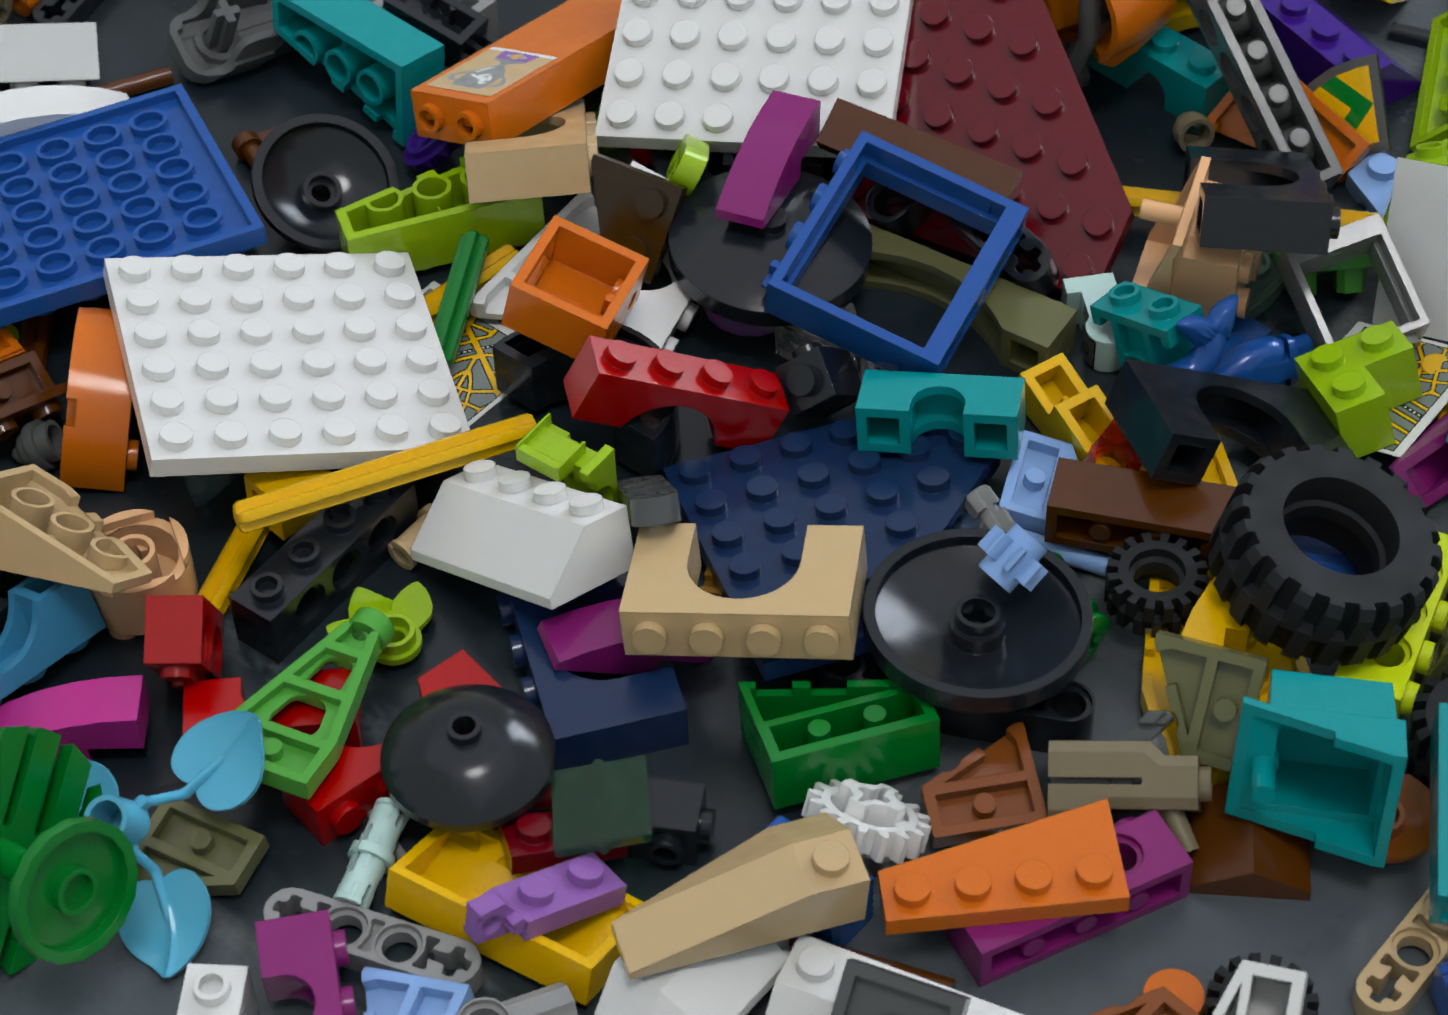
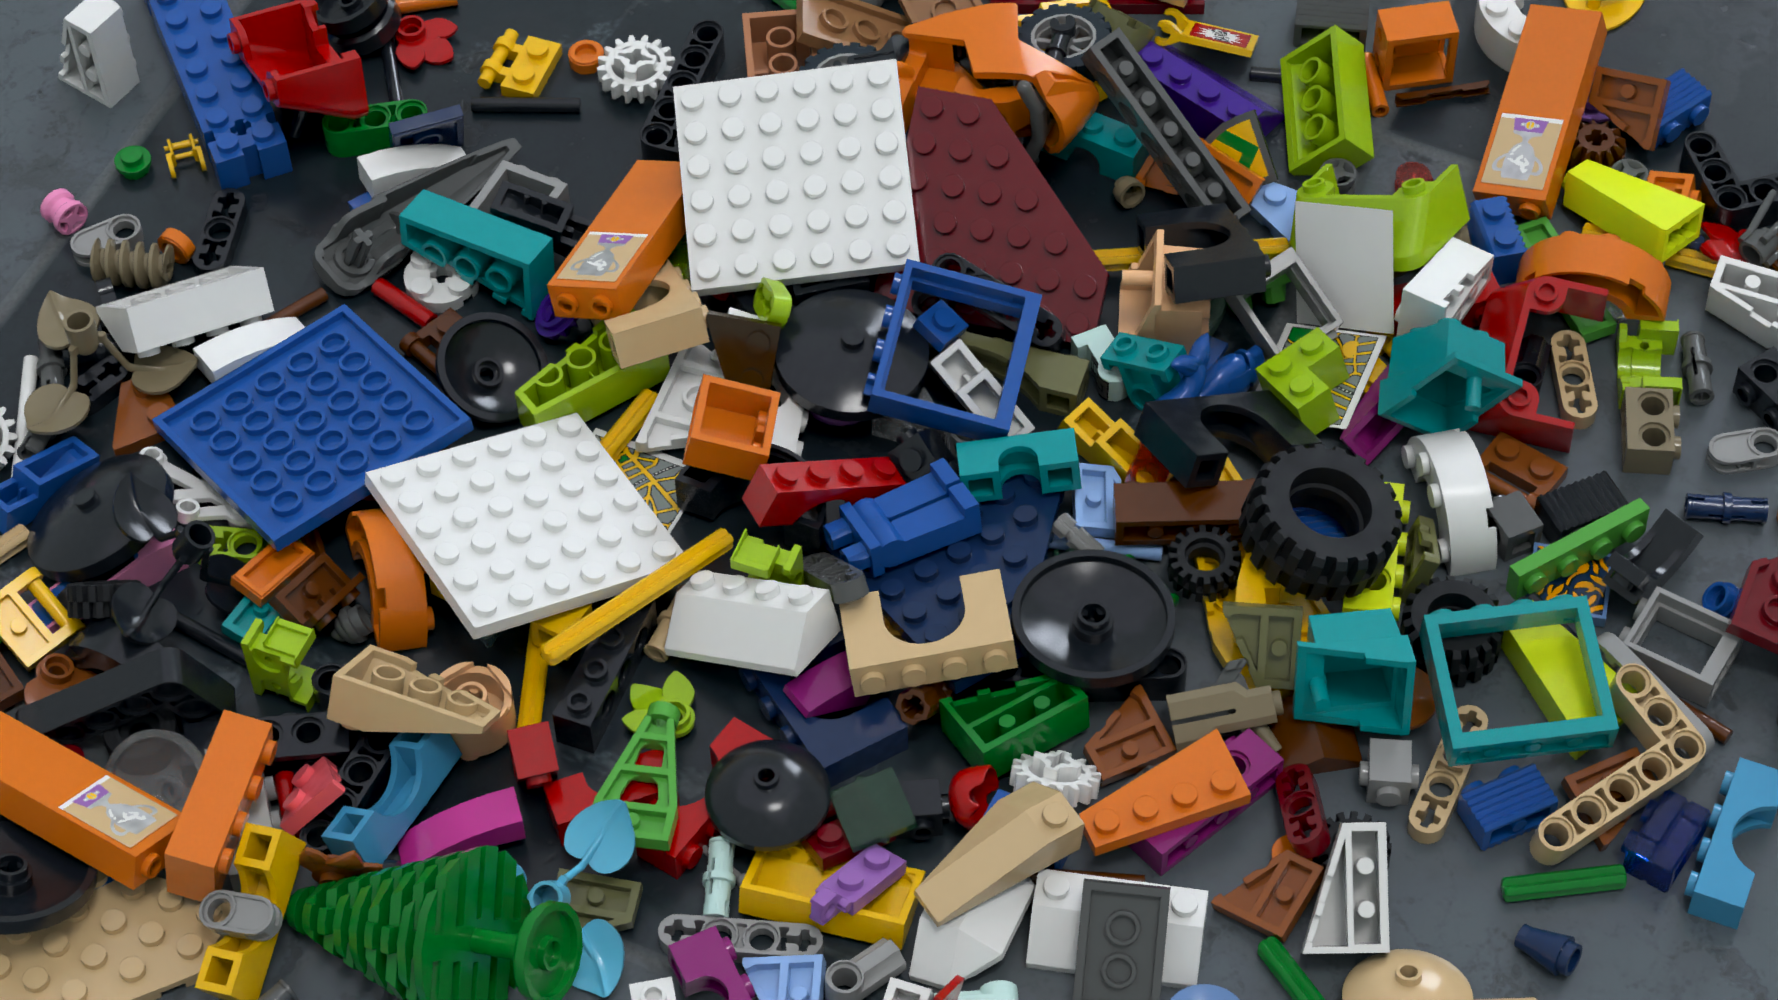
camera: 15 degrees left, 5 degrees up
(255, 98) = (402, 302): none -> red piece
(289, 88) = (438, 297): none -> white plate
(460, 292) = (627, 434): green axle -> none
(715, 680) = (923, 701): none -> reddish brown piece
(745, 810) = (969, 793): none -> red hair
(769, 159) = (839, 291): magenta slope -> none
(769, 454) = (905, 521): none -> blue hips
(848, 121) = (892, 251): reddish brown tile -> none
(893, 230) = (940, 325): none -> blue plate
(915, 305) = (974, 385): none -> white slope
(1012, 558) = (1108, 569): light blue gear -> none
(1210, 954) = (1312, 819): none -> dark red beam
(1342, 914) = (1389, 772): none -> light grey brick

